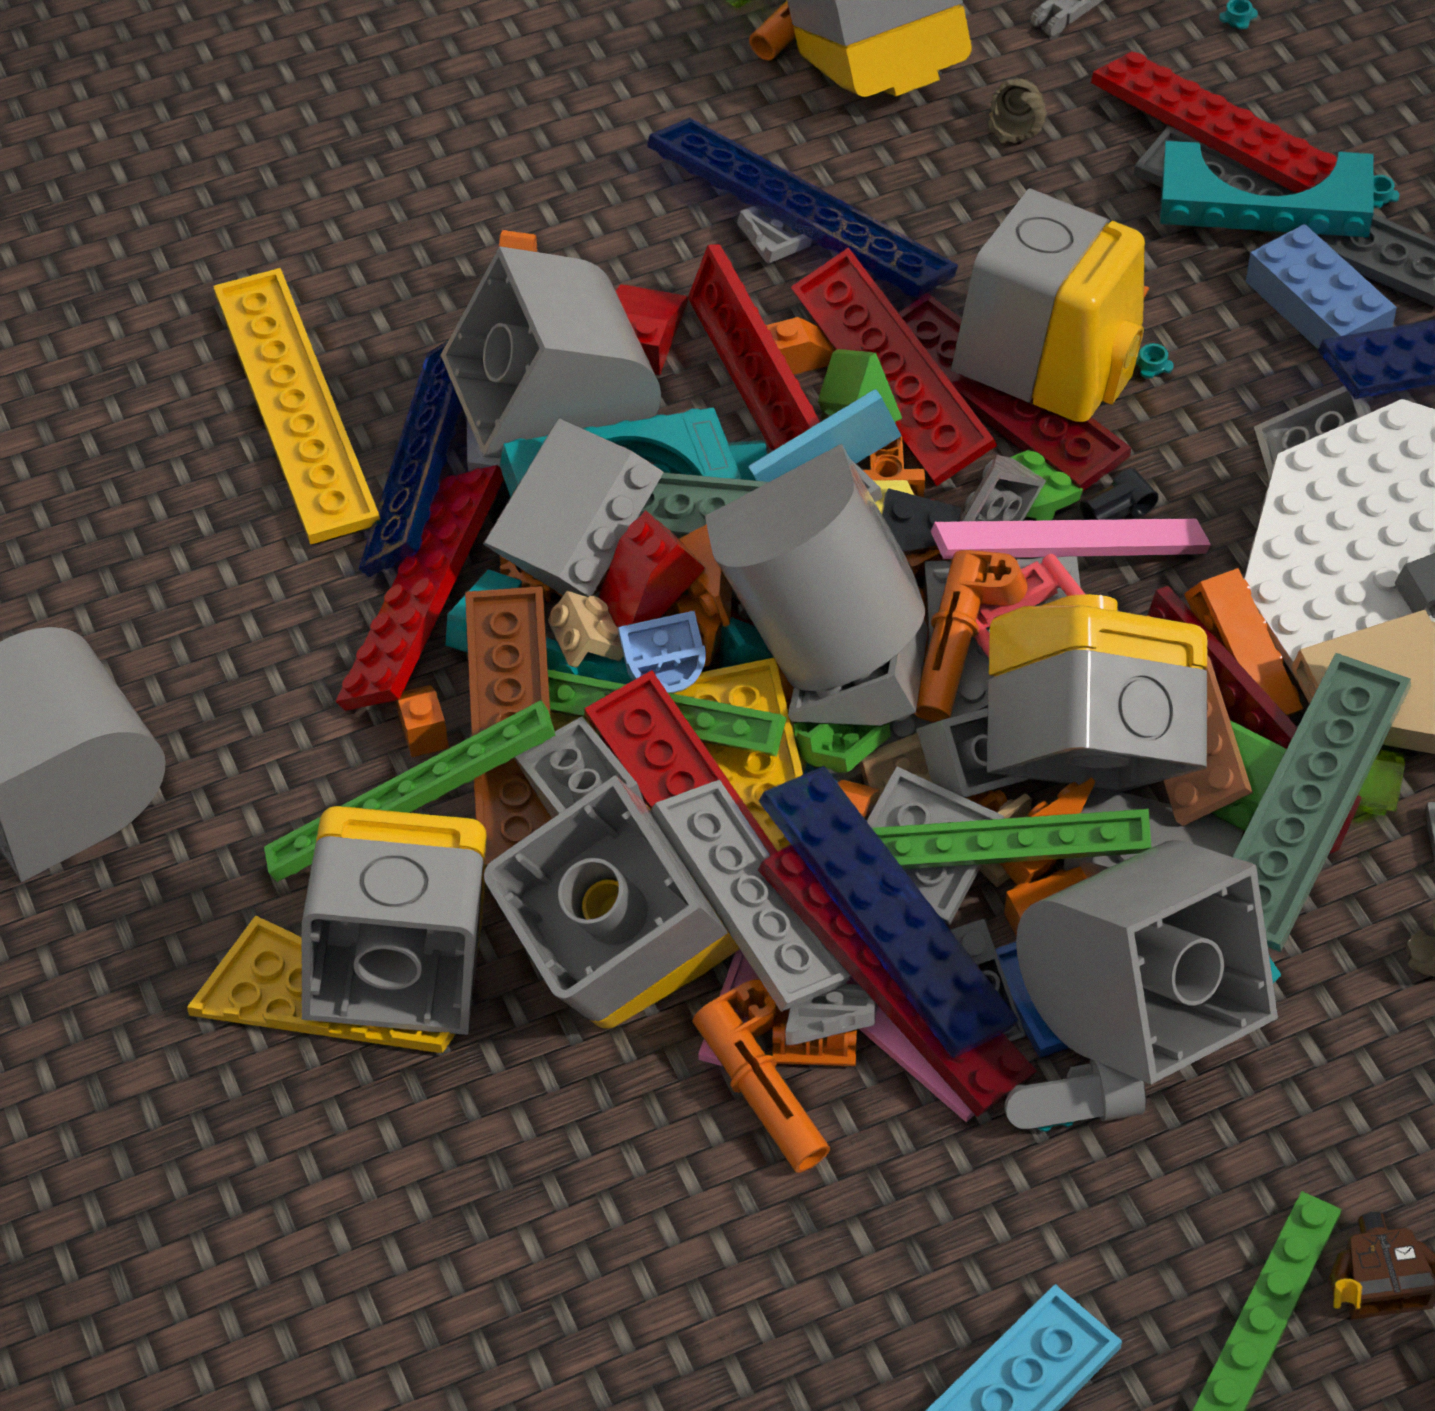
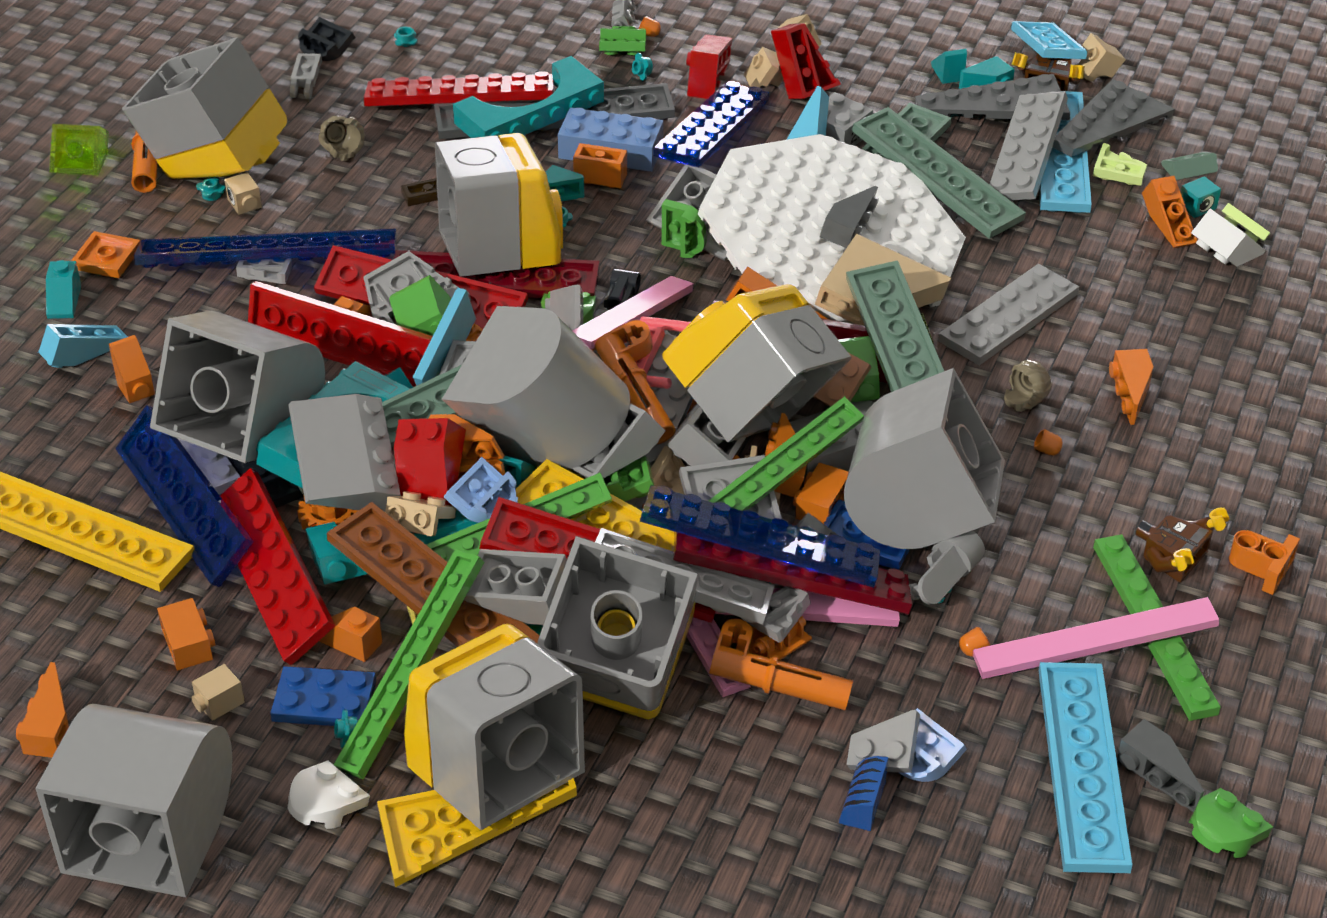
camera: 45 degrees left, 10 degrees down
(90, 601) = (45, 717): none -> orange slope
(223, 872) = (324, 795): none -> white slope
(242, 691) = (217, 692): none -> tan brick
(278, 607) = (186, 633): none -> orange brick
(309, 812) = (344, 727): none -> teal plate
(328, 761) = (321, 695): none -> blue plate
(503, 205) = (77, 343): none -> medium azure slope
(556, 132) = (62, 289): none -> teal slope
(638, 113) = (106, 254): none -> orange plate
(706, 1280) = (865, 793): none -> blue brick
(779, 1244) = (889, 739): none -> light grey wing
(819, 1277) = (934, 751): none -> light blue slope
(824, 95) = (211, 189): none -> teal plate
(847, 121) = (243, 193): none -> tan brick
(875, 330) = (397, 276): none -> light grey wing
(1023, 1205) = (973, 640): none -> orange piece
(1155, 1308) = (1095, 637): none -> bright pink tile
(1191, 318) = (568, 183): none -> teal slope
(1257, 461) = (682, 228): none -> bright green slope
(1264, 322) = (601, 165): none -> orange brick
(1397, 1034) = (1048, 442): none -> orange piece

